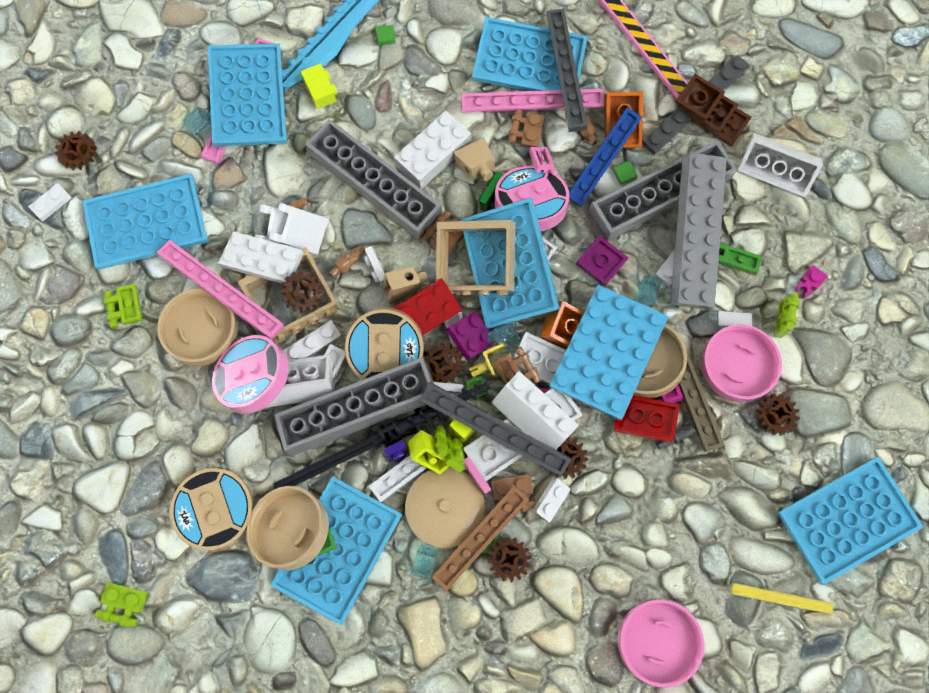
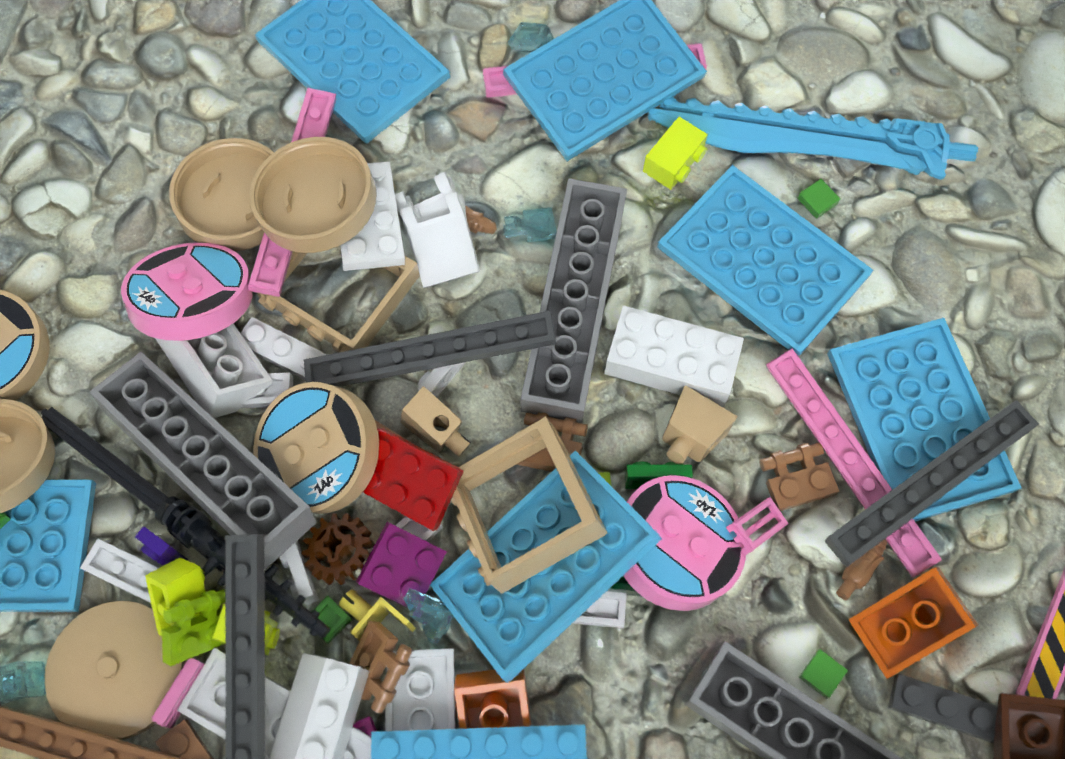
camera: 65 degrees right, 5 degrees down
(129, 306) = (223, 100): lime plate -> none
(236, 275) = (313, 194): none -> tan brick
(298, 284) = (327, 306): reddish brown gear -> none
(315, 178) = (535, 224): none -> clear light blue plate
(346, 262) = (421, 325): medium nougat piece -> none
(364, 263) = (432, 350): none -> dark grey plate
(404, 79) = (765, 260): none -> medium azure plate
(602, 261) = (643, 713): magenta plate -> none
(604, 157) = (825, 623): blue plate -> none

